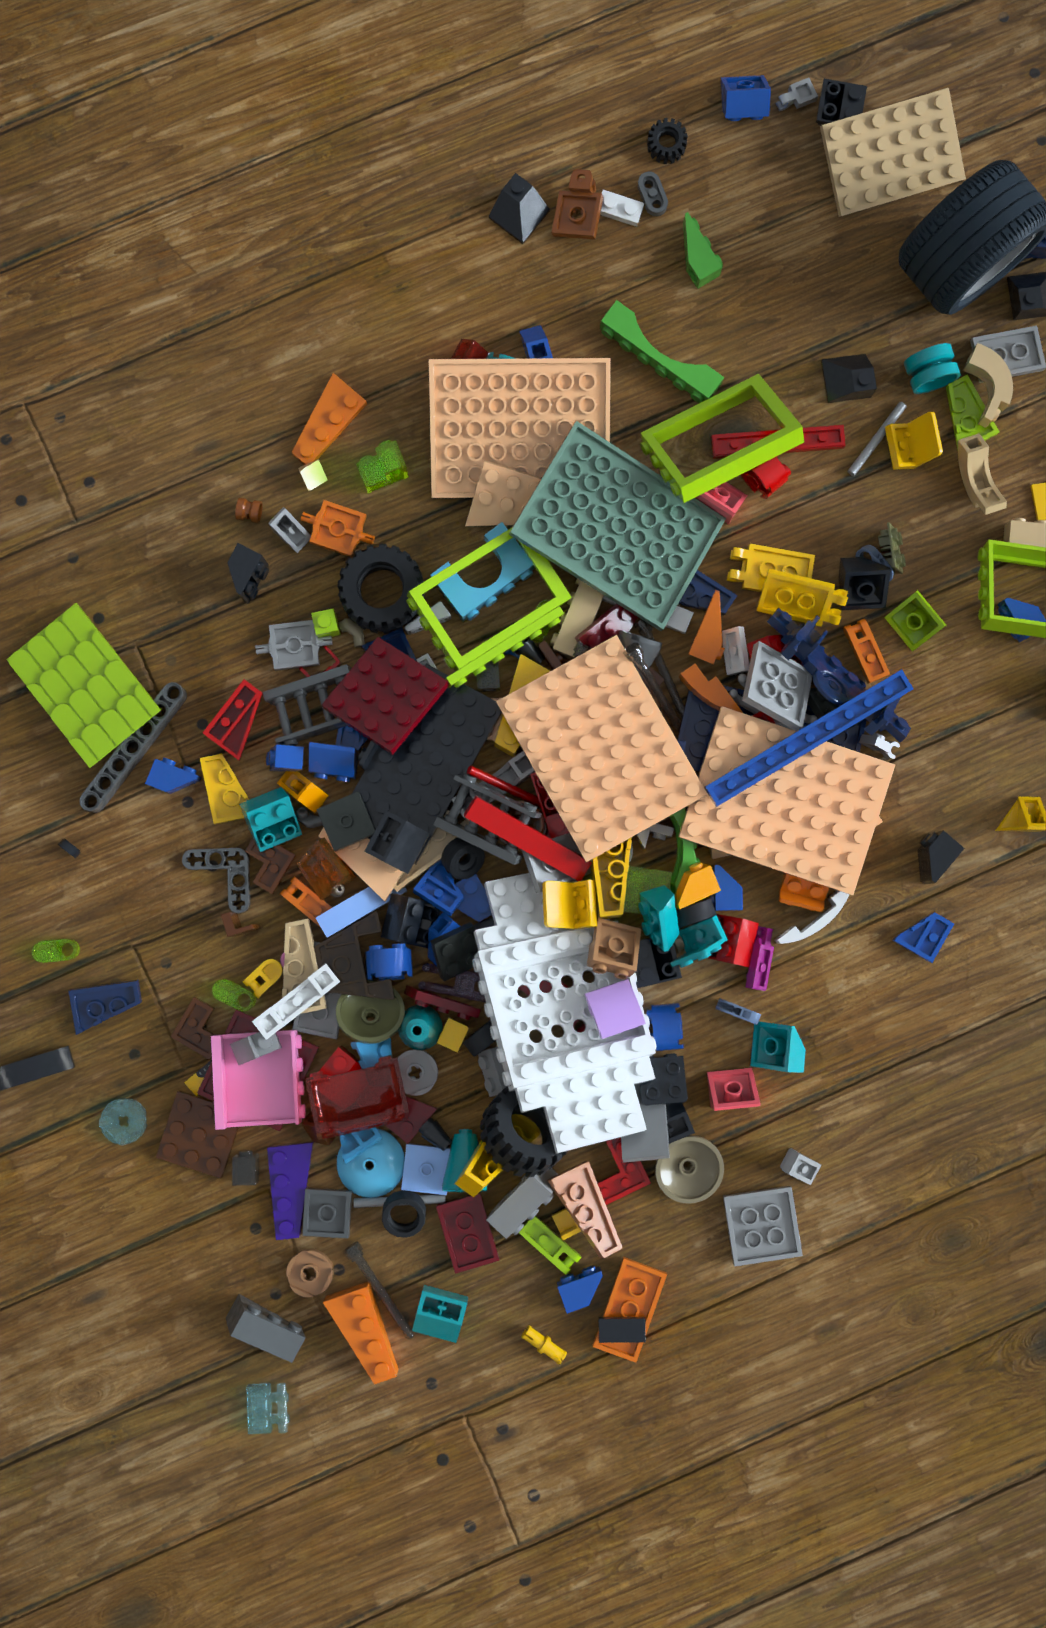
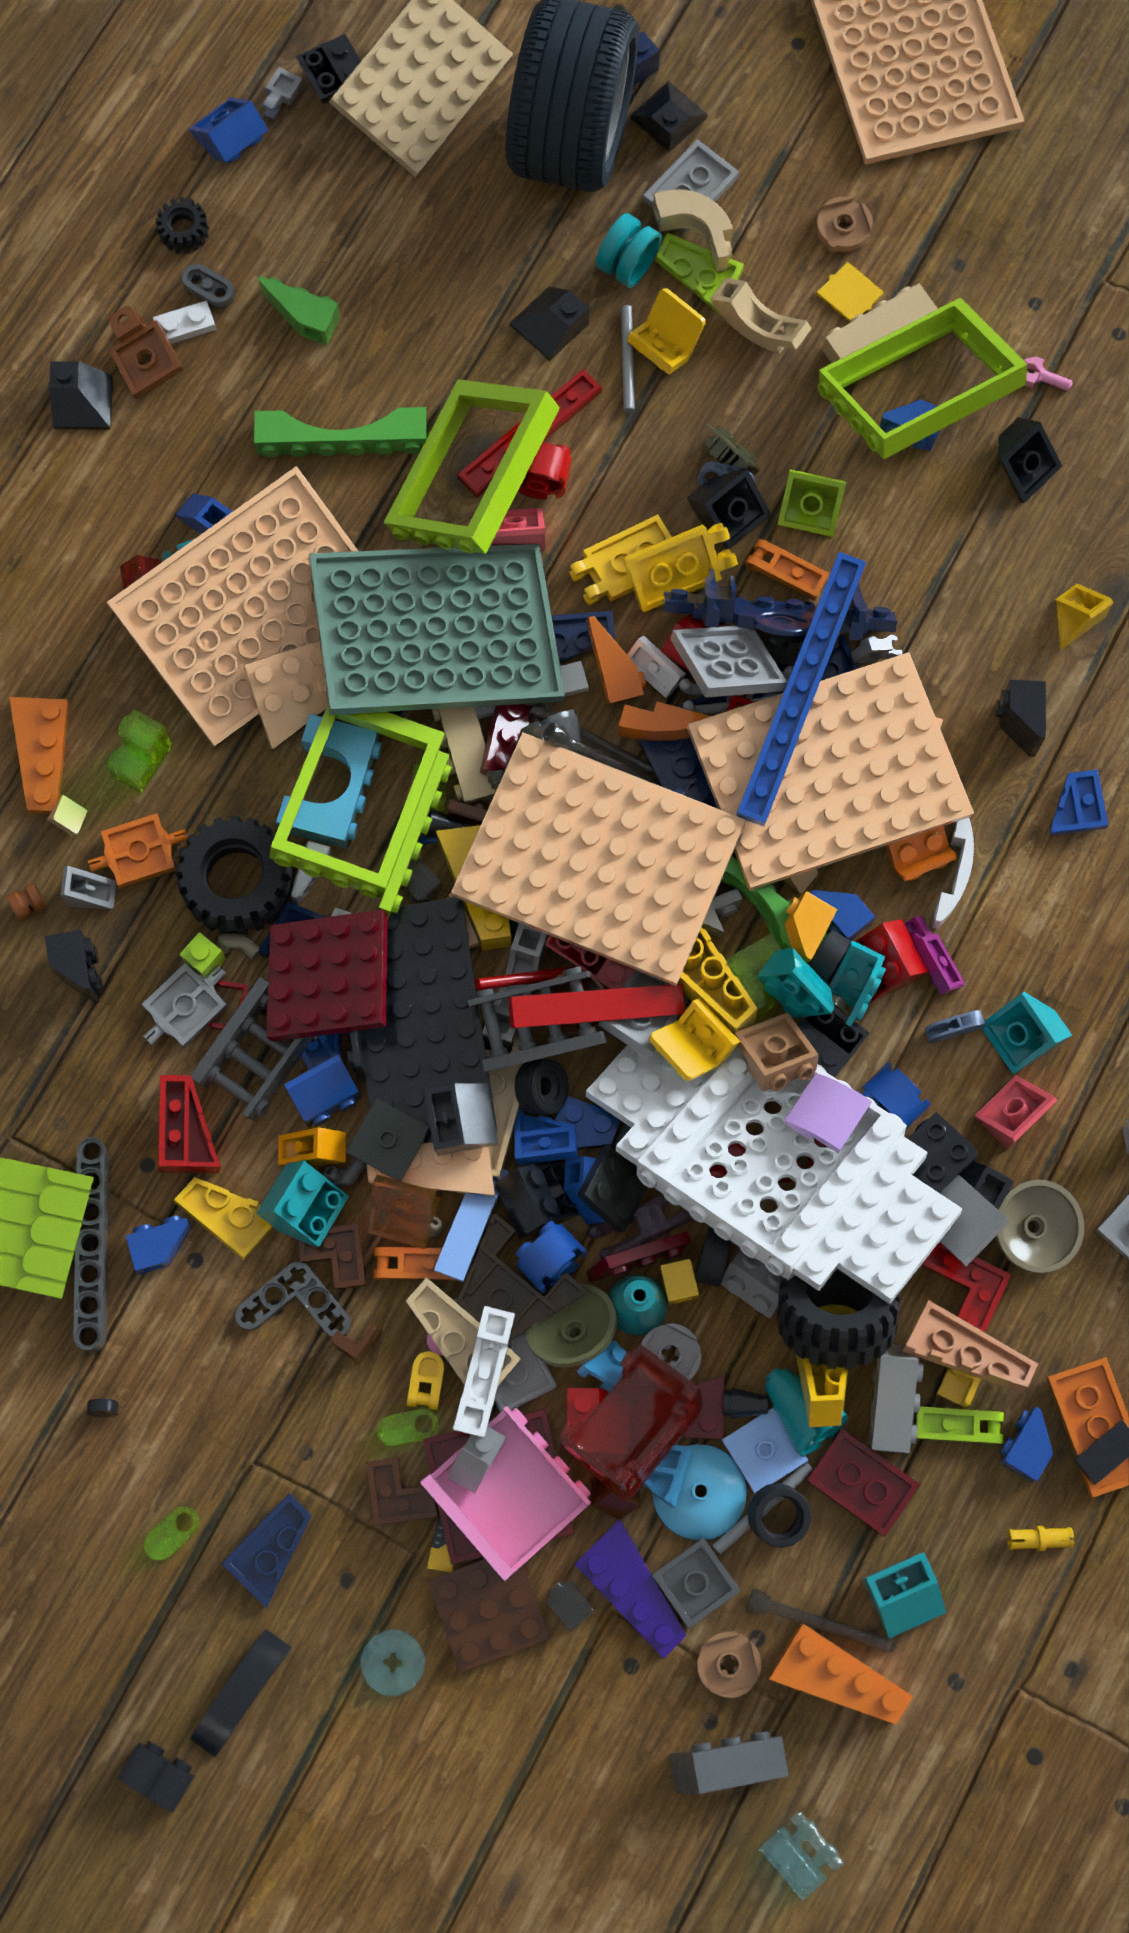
camera: 35 degrees left, 10 degrees down
(285, 758) = (268, 1127): blue slope -> none

